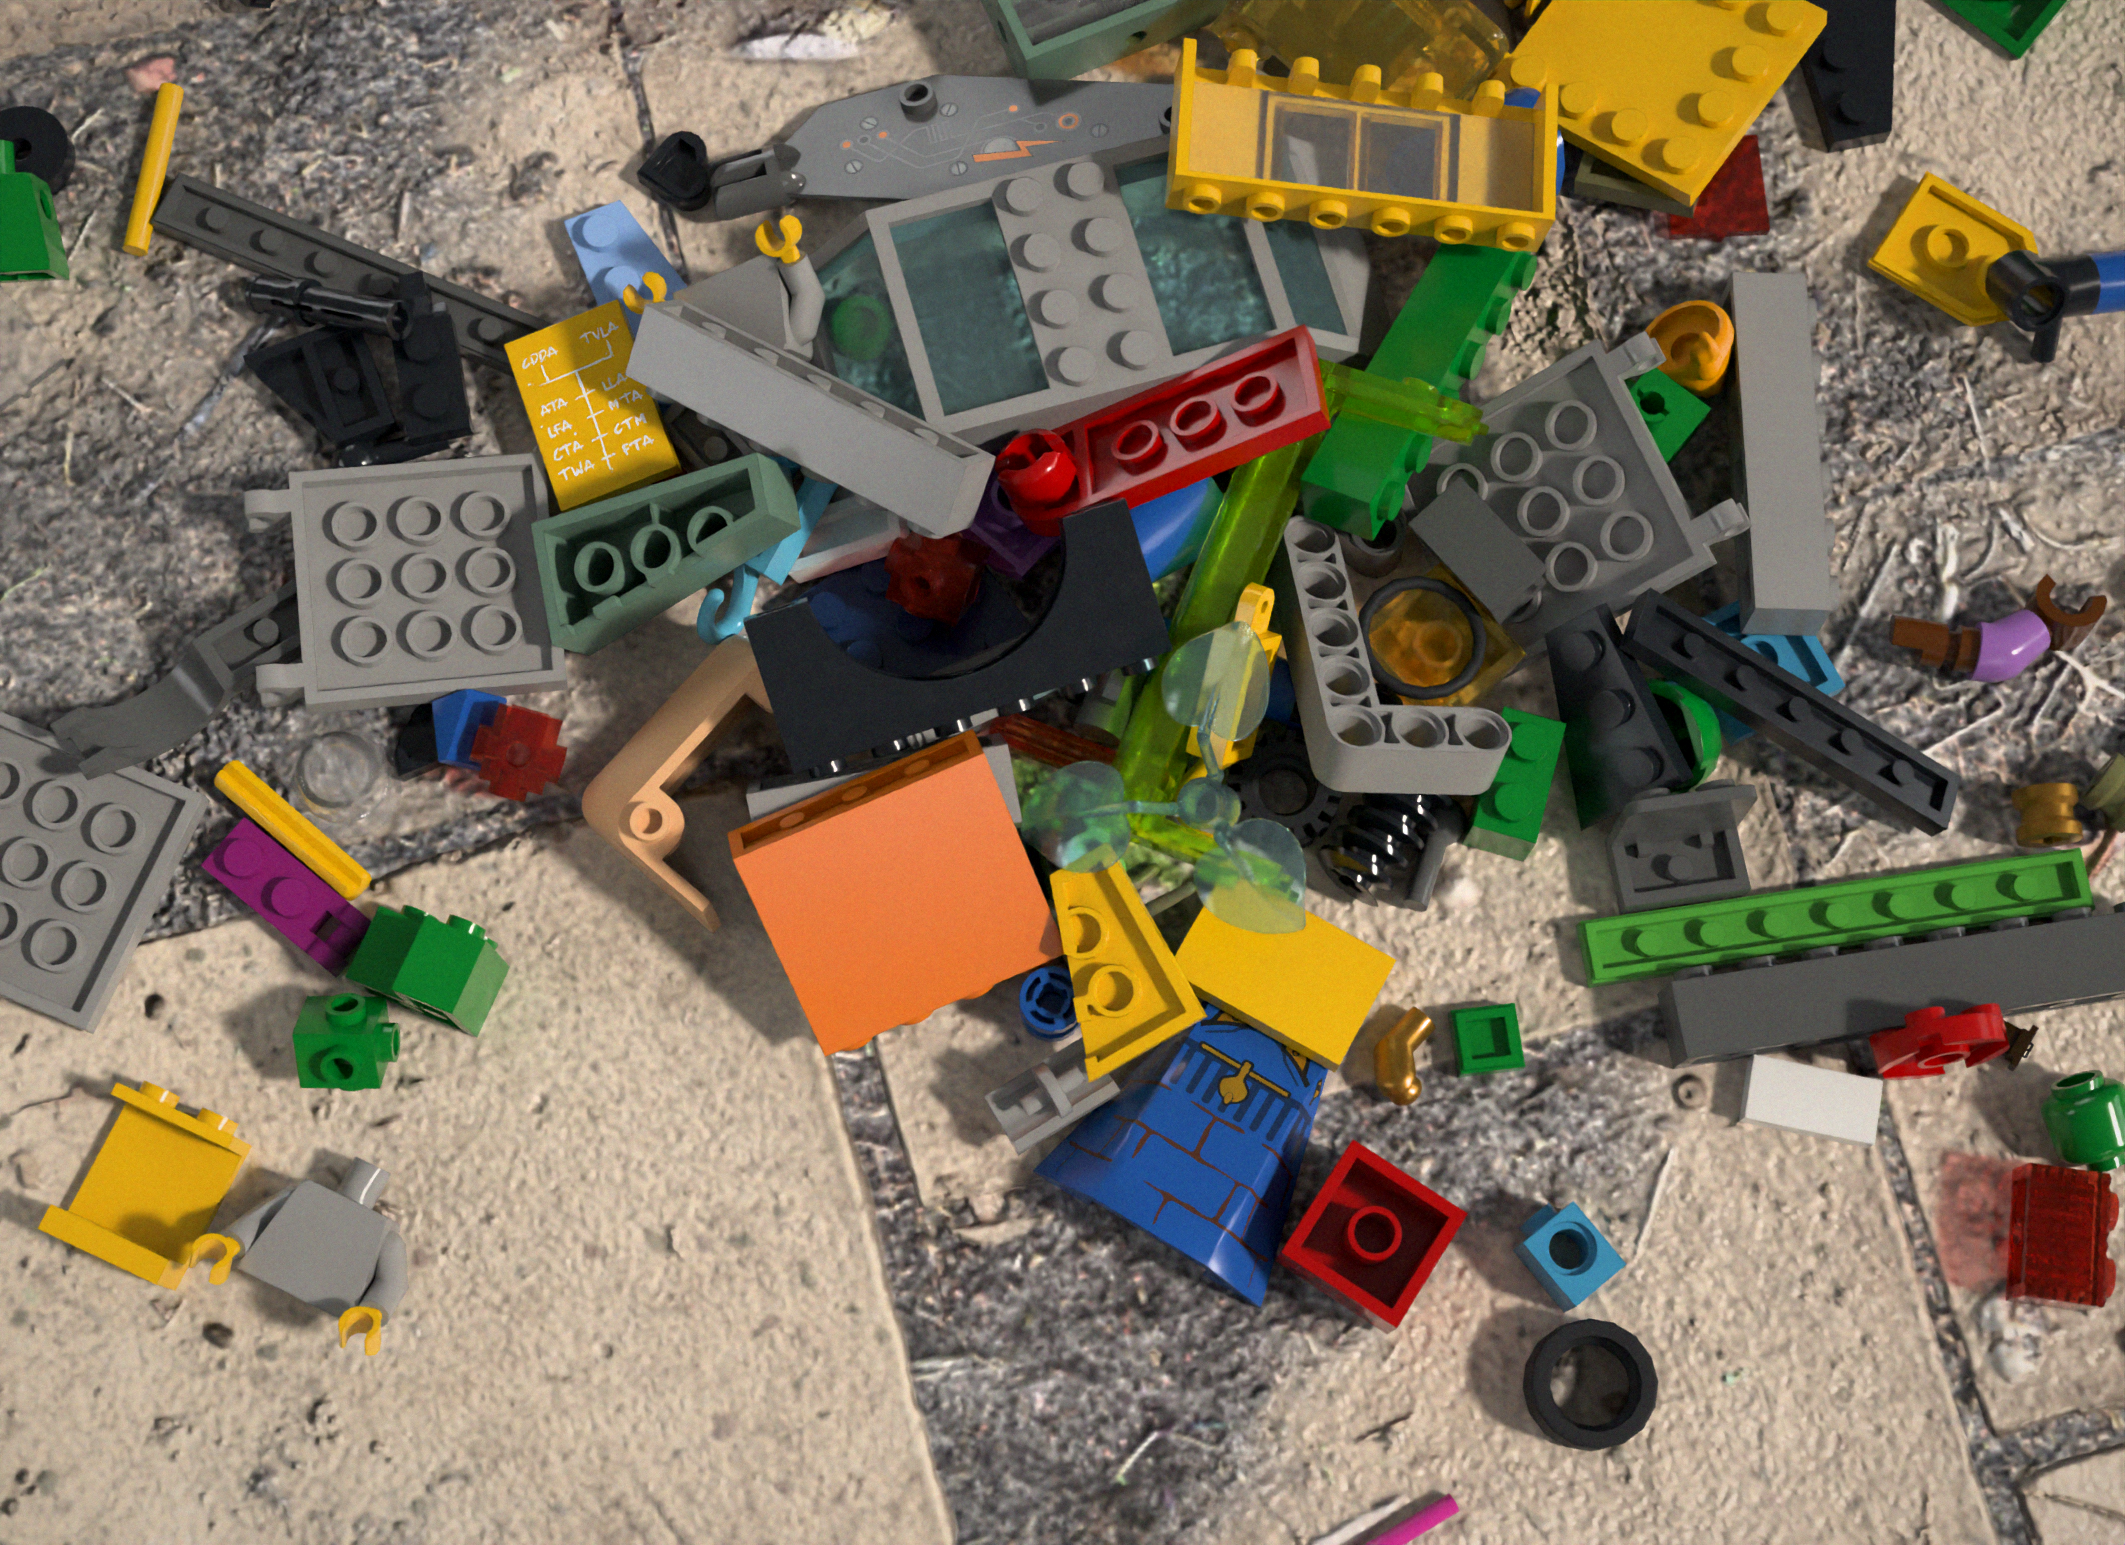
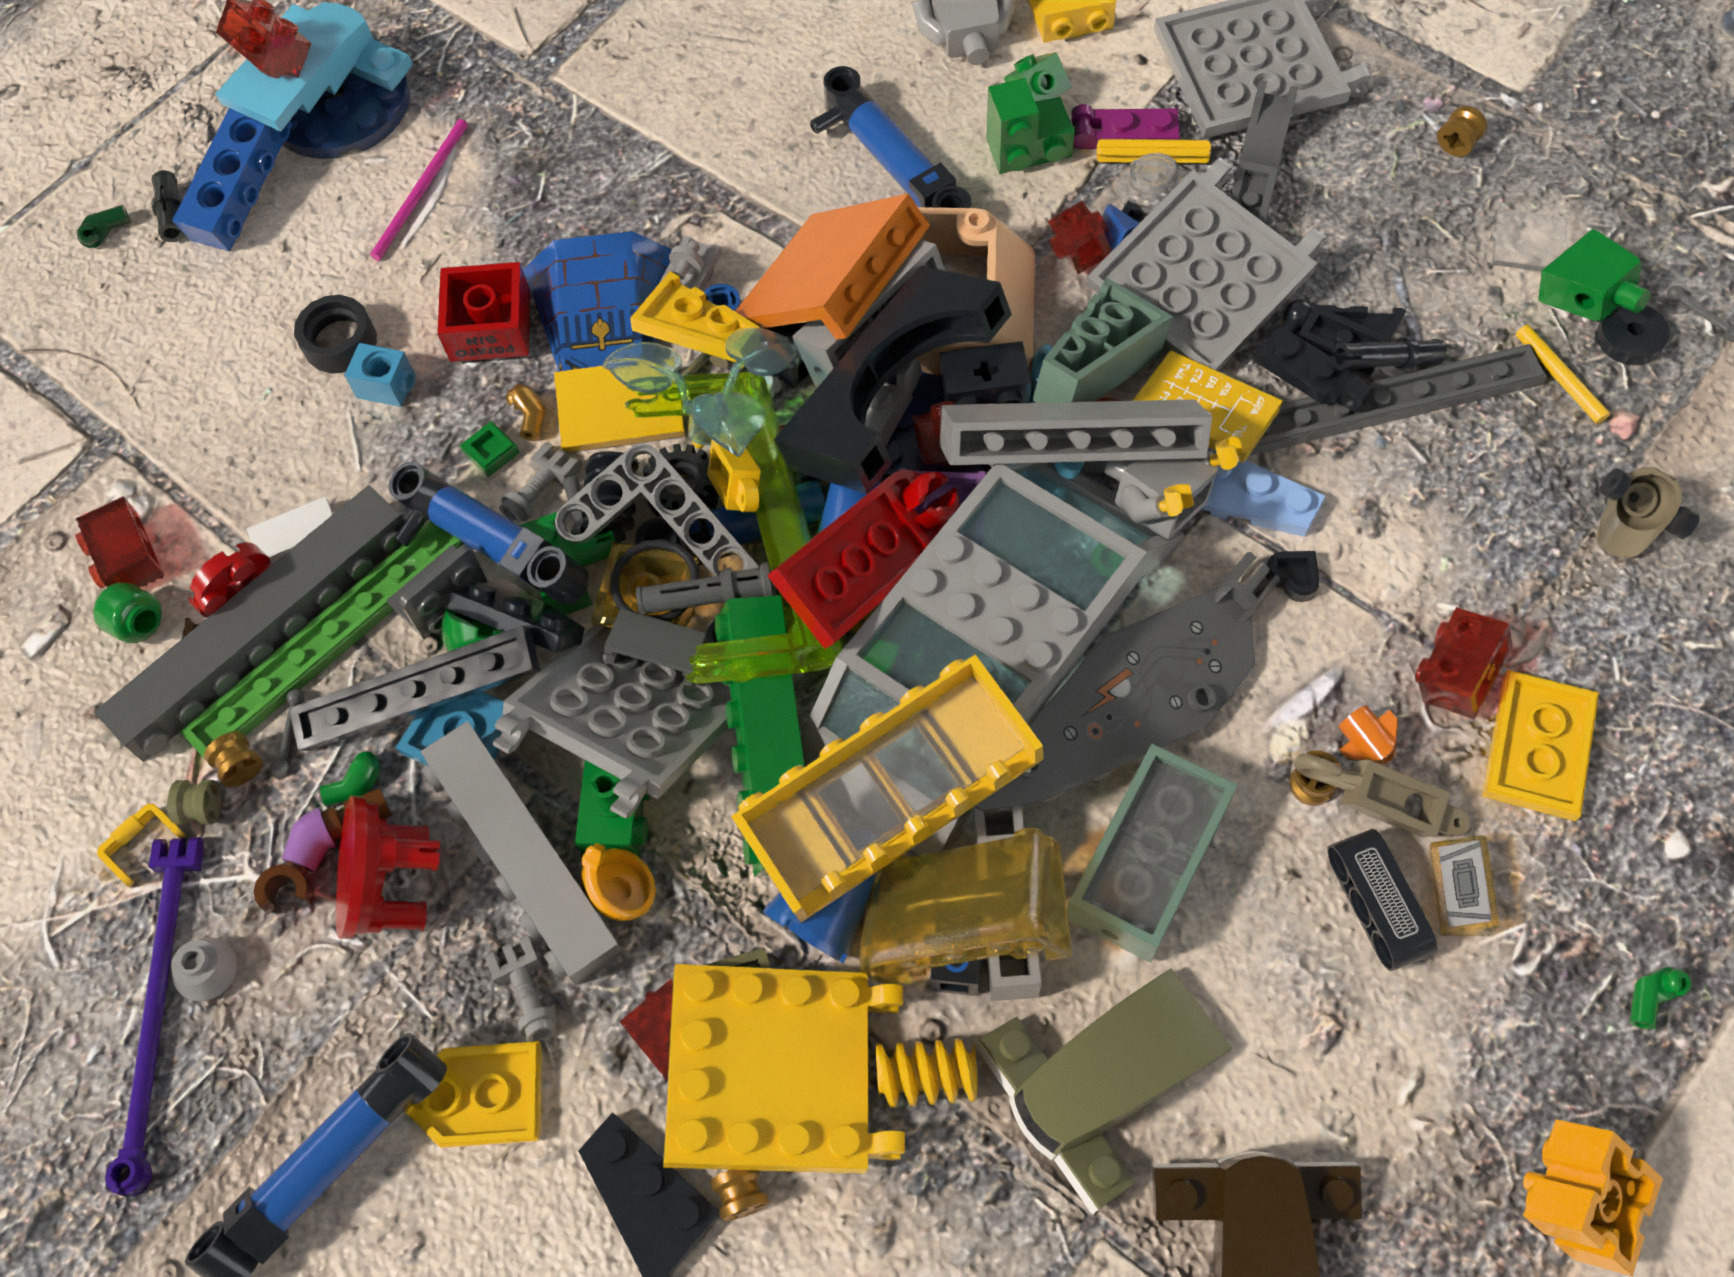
camera: 150 degrees right, 10 degrees down
(631, 997) = (849, 102): none -> piece
(864, 614) = (986, 375): none -> black brick
(1348, 545) = (705, 590): none -> dark grey pin
(1506, 914) = (549, 467): none -> light grey hinge
(1564, 767) = (485, 531): none -> black piece
(1858, 279) = (537, 1020): none -> light grey hinge
(1910, 689) = (357, 781): none -> green arm
(1972, 535) = (365, 856): none -> red piece
(1988, 784) = (280, 766): none -> dark grey hinge

